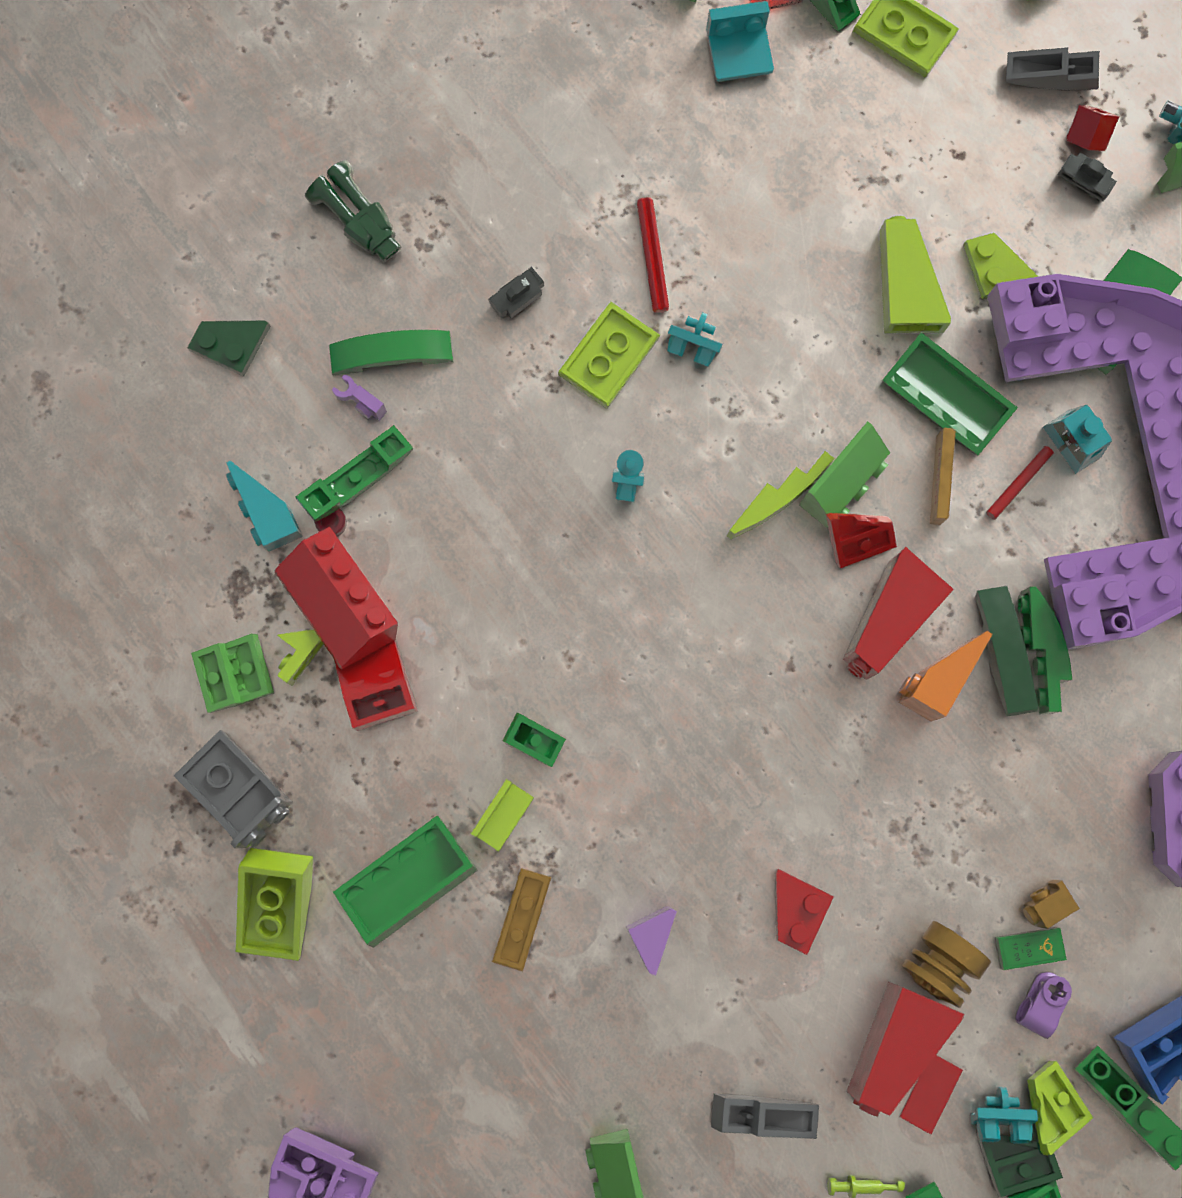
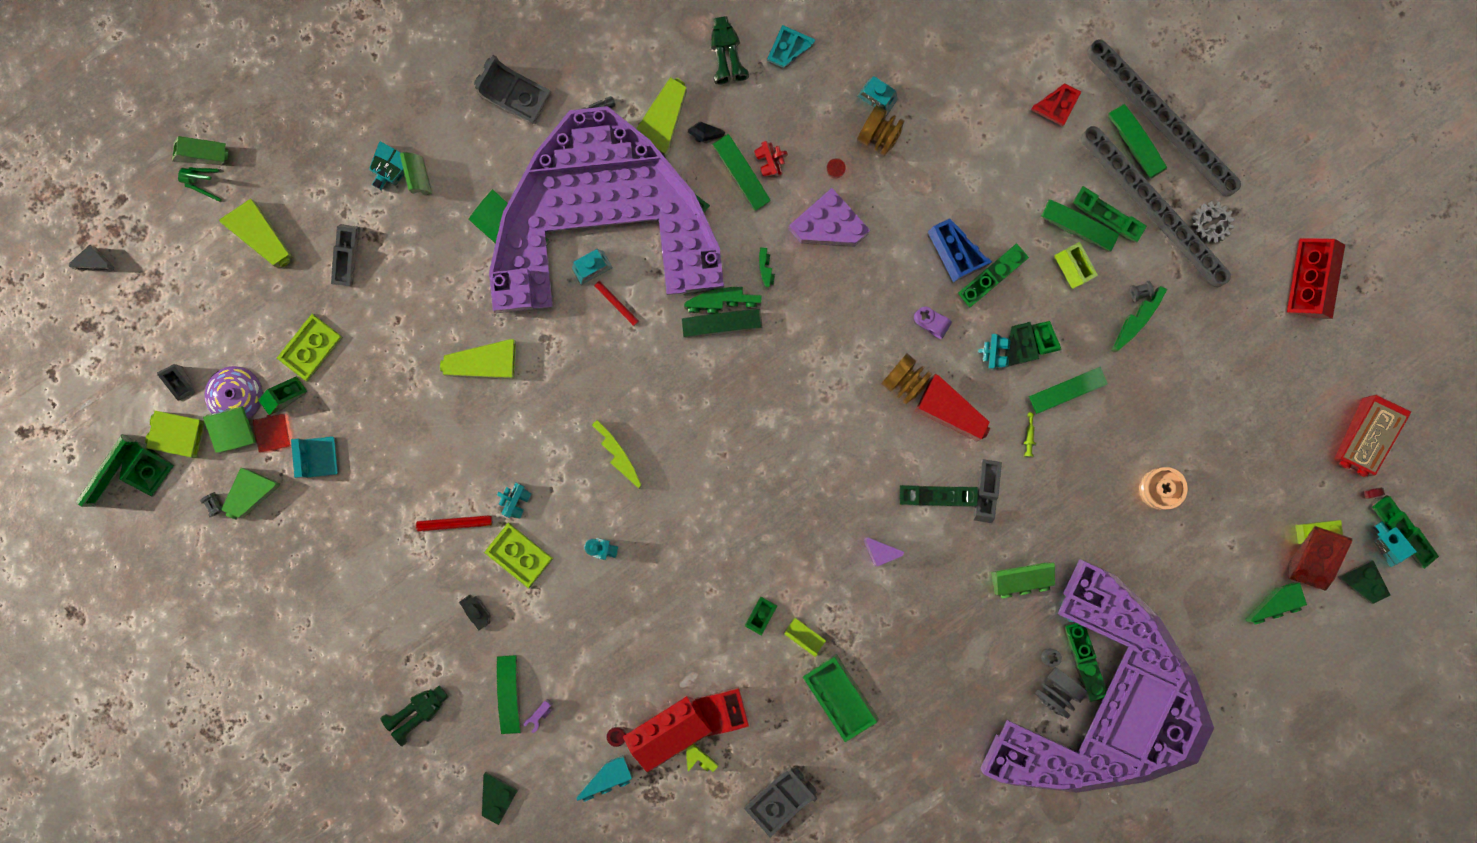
camera: 80 degrees left, 5 degrees up
(232, 673) = (708, 800): bright green slope -> none
(273, 903) = (849, 778): lime slope -> none
(355, 476) = (588, 719): green slope -> none
(521, 919) = (867, 628): pearl gold tile -> none
(750, 1031) = (938, 495): none -> dark green slope
(799, 911) = (871, 461): red wing -> none
(847, 475) = (609, 412): bright green slope -> none
(859, 536) = (646, 407): red wing -> none
(897, 609) = (696, 390): red slope -> none
(931, 1094) = (980, 391): red sticker -> none
(938, 685) = (741, 368): orange slope -> none
(942, 476) = (610, 352): pearl gold tile -> none
(949, 393) = (558, 342): green slope -> none
(994, 263) = (474, 304): lime wing -> none
(1030, 948) = (900, 325): green tile -> none
(1050, 905) = (875, 312): pearl gold brick -> none
(1058, 1107) = (991, 320): lime wing -> none
(1088, 175) = (418, 240): pearl dark grey piece -> none
(1091, 720) = (765, 272): none -> green slope
(1092, 128) = (386, 234): red panel -> none

